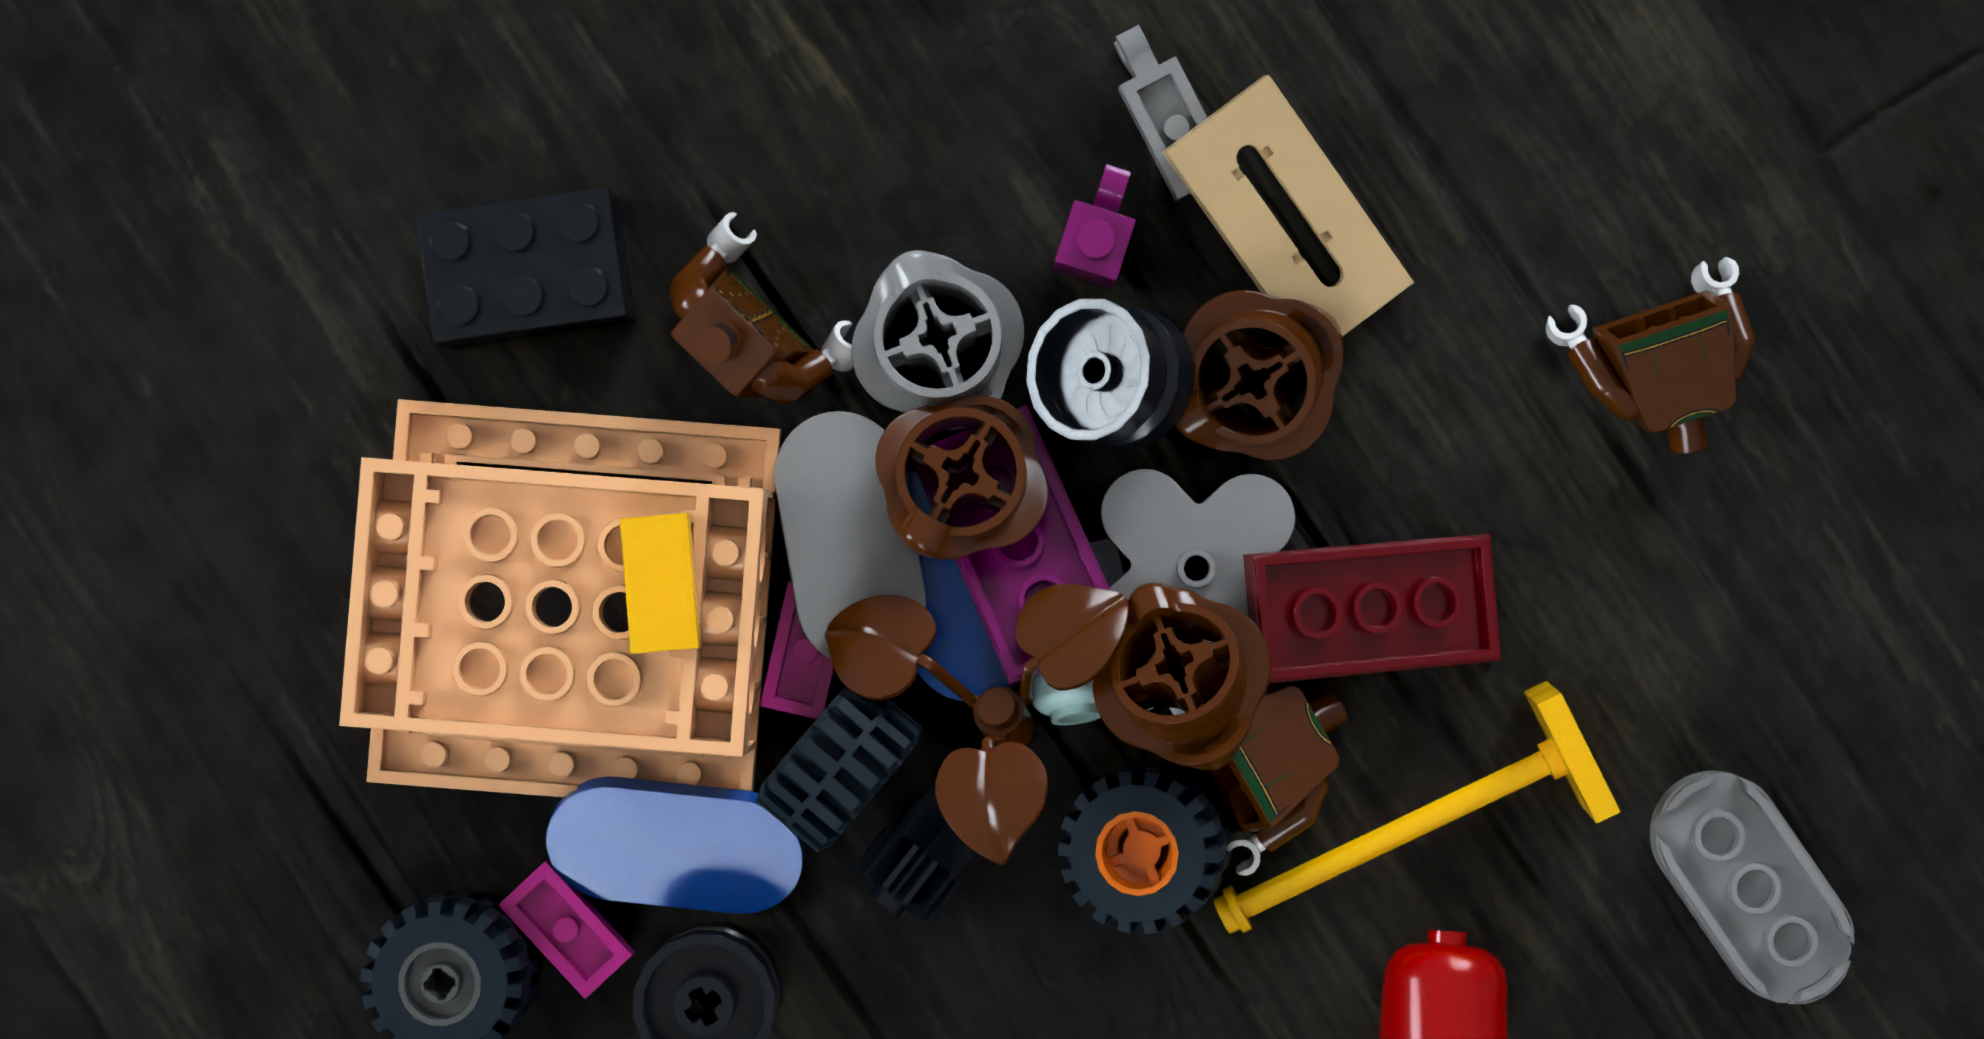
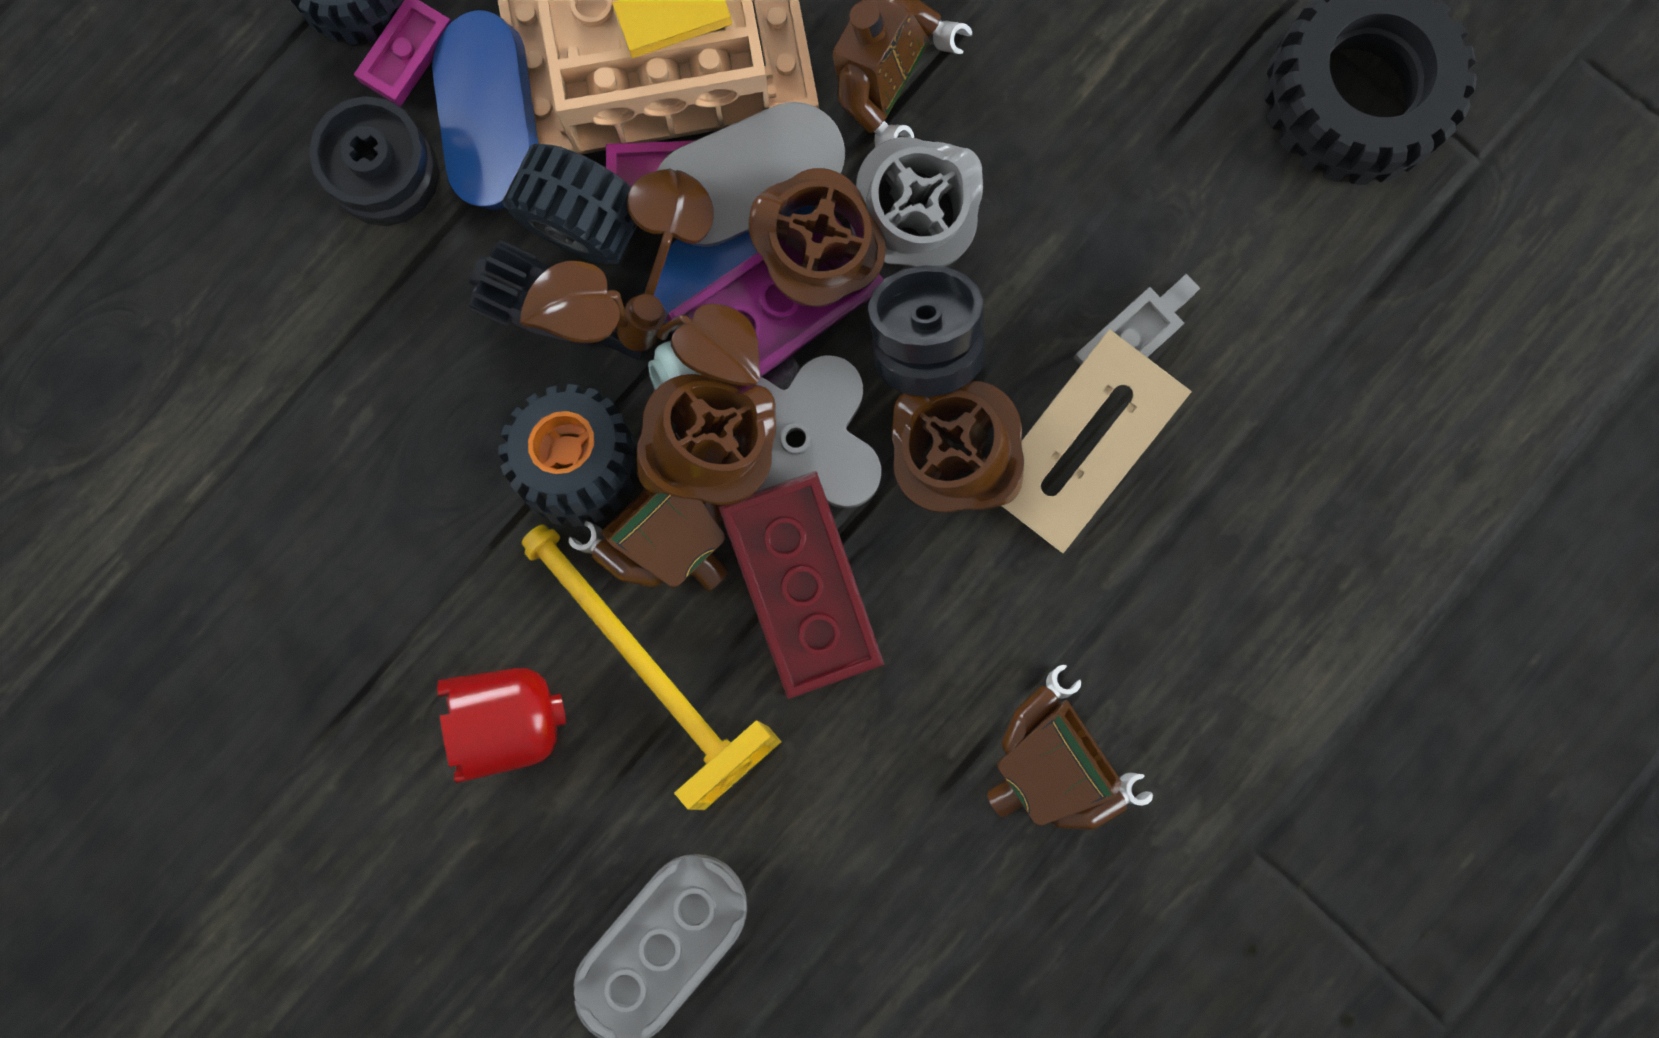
camera: 75 degrees right, 5 degrees down
(1097, 234) = (1027, 299): magenta brick -> none

